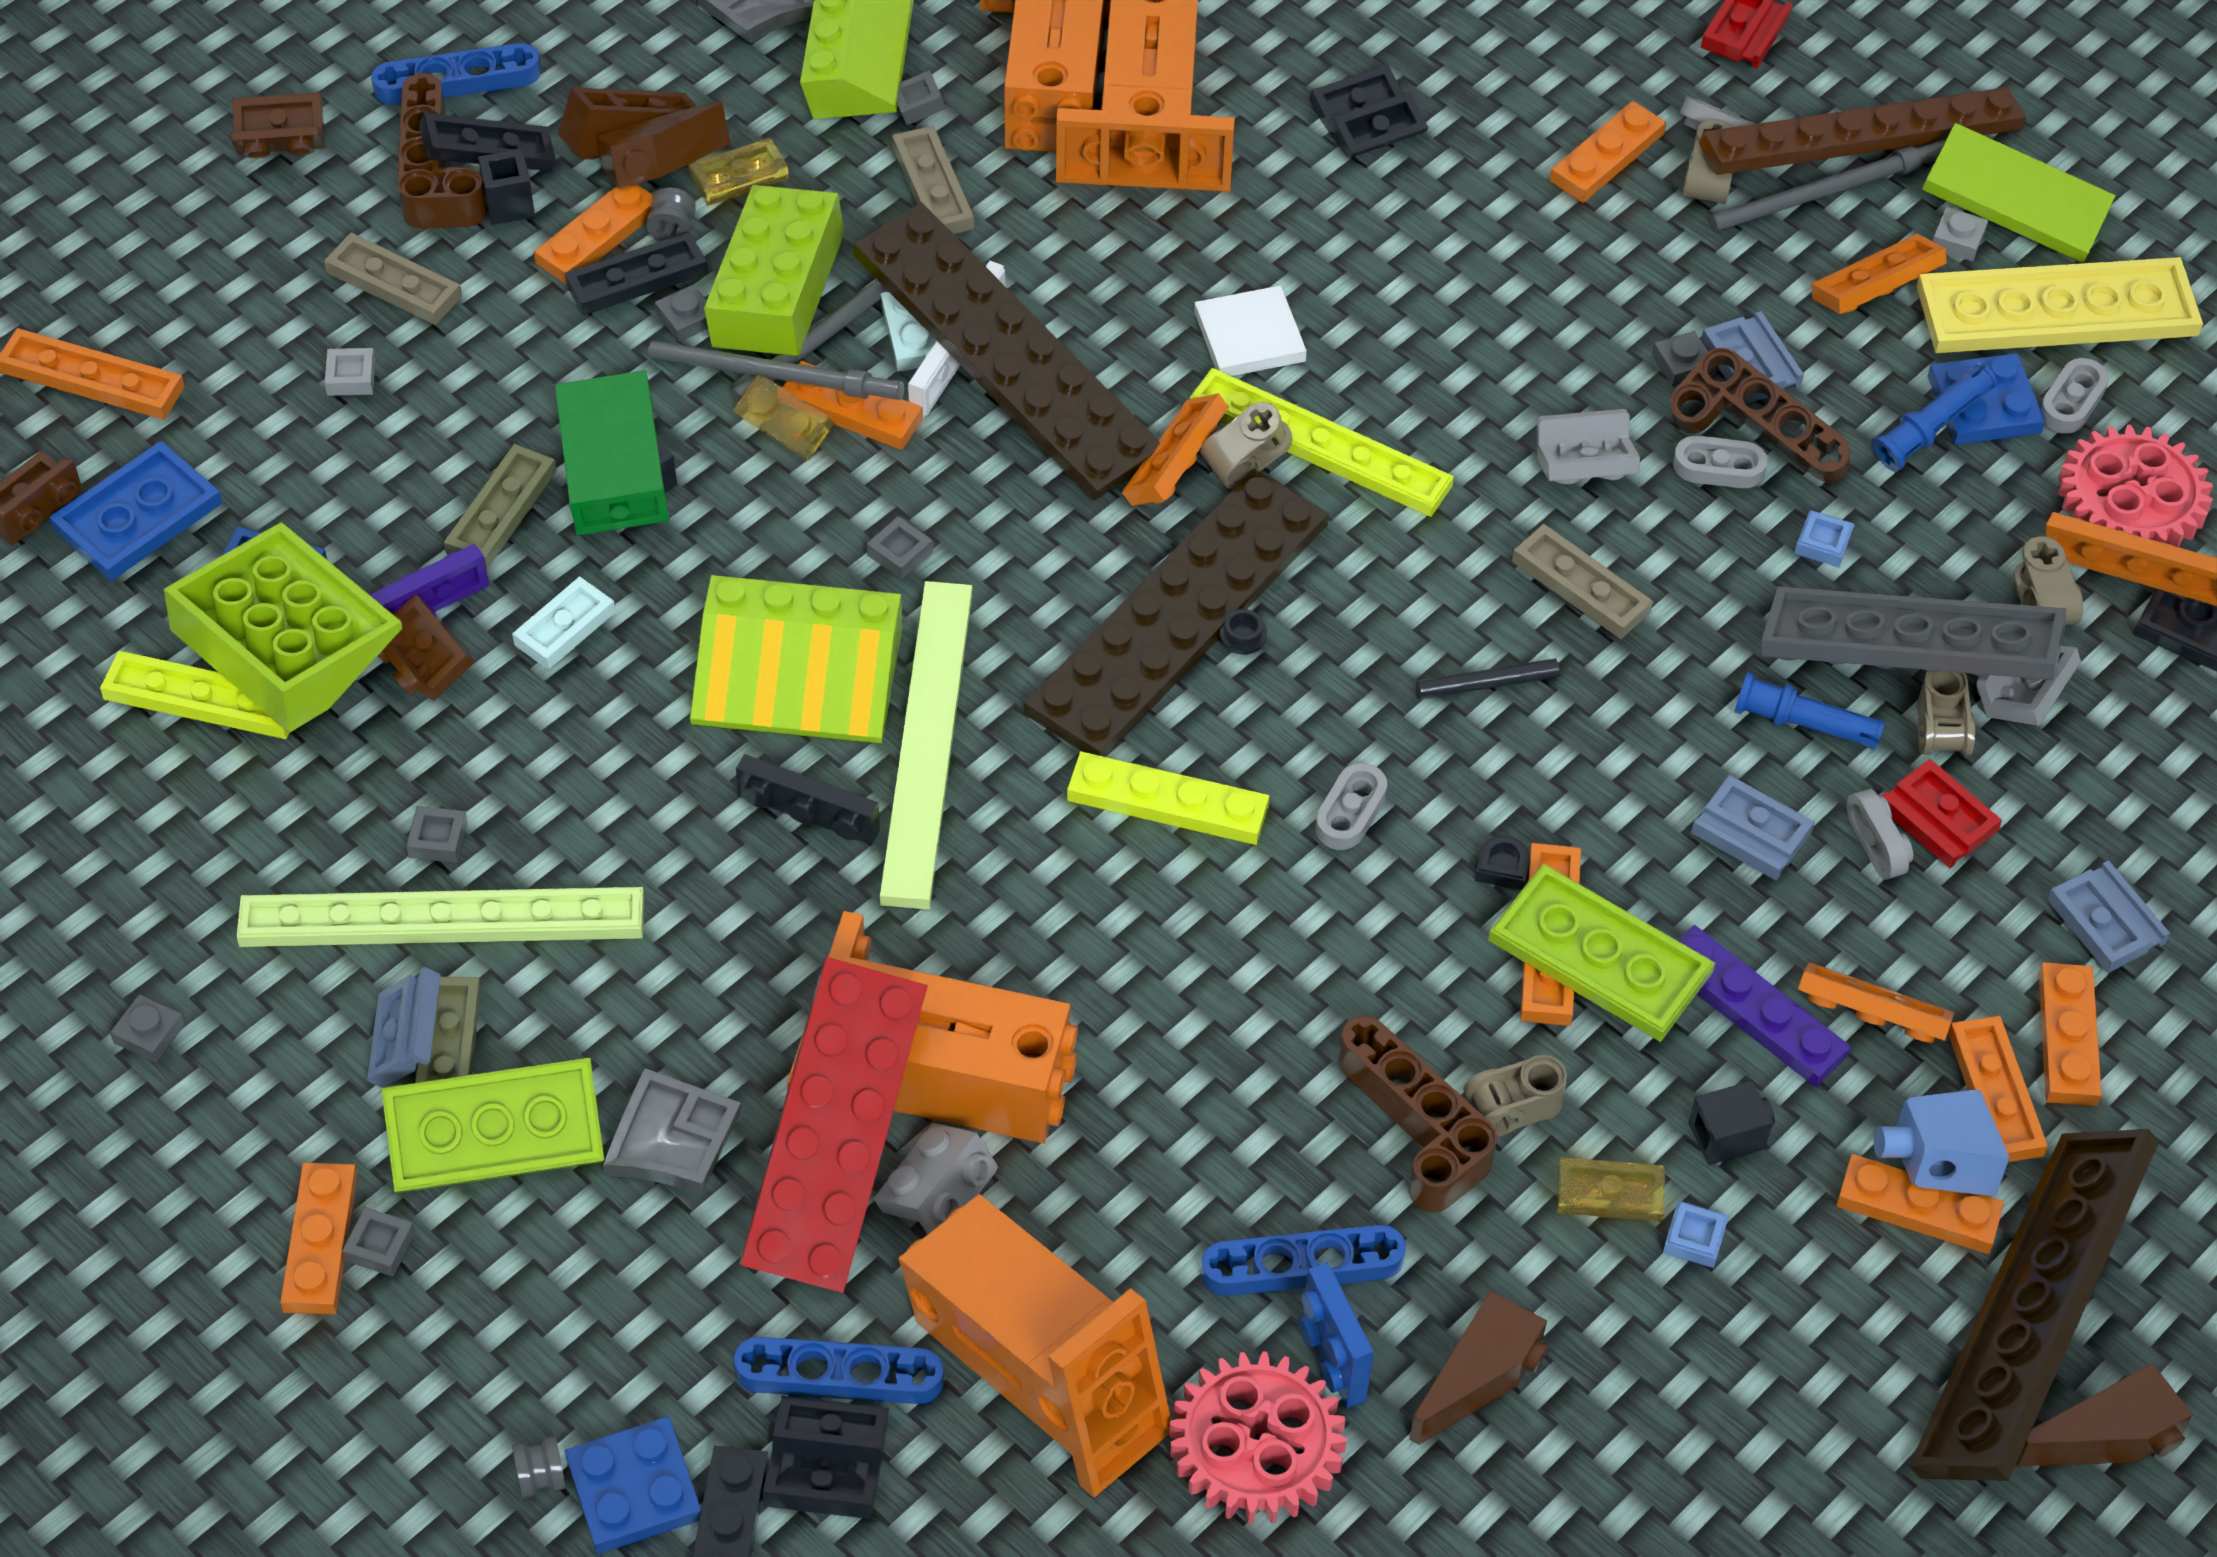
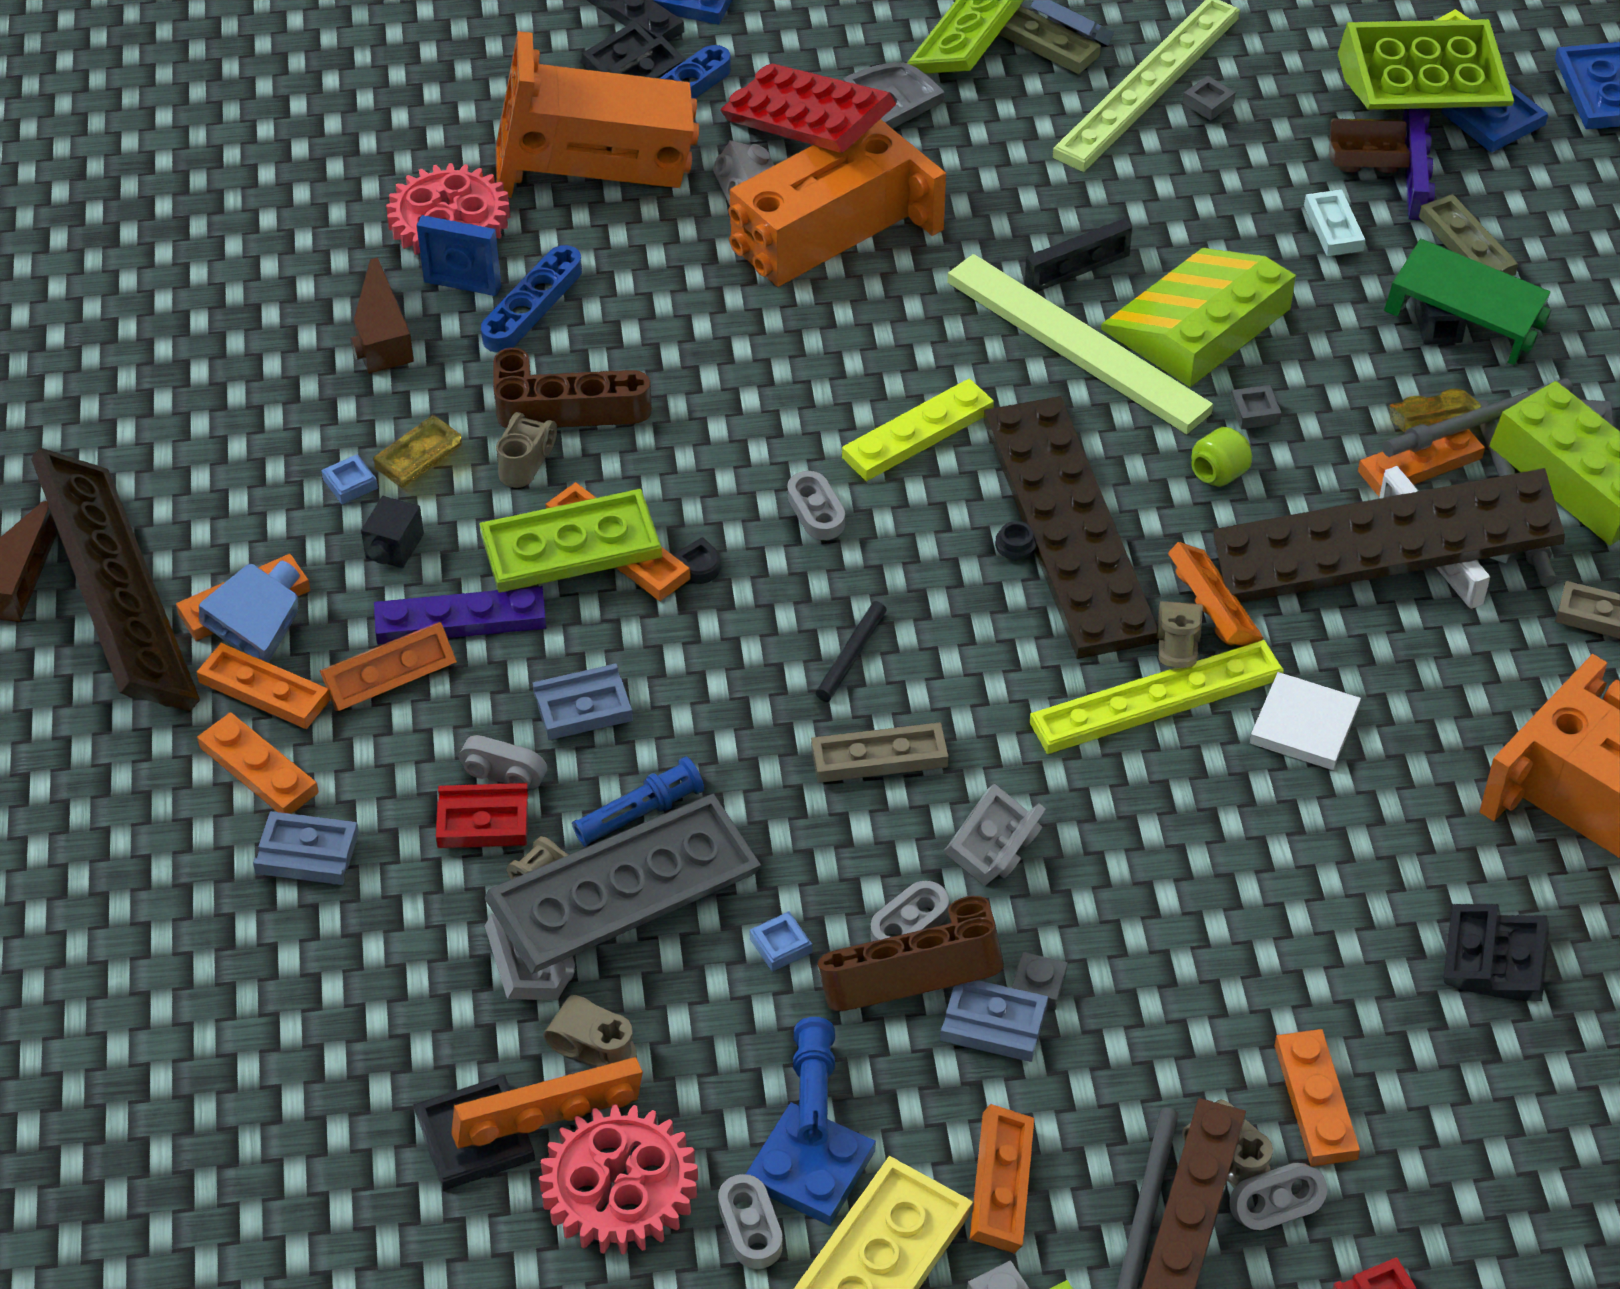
camera: 130 degrees right, 5 degrees down
(1000, 529) = (1221, 457): none -> lime head

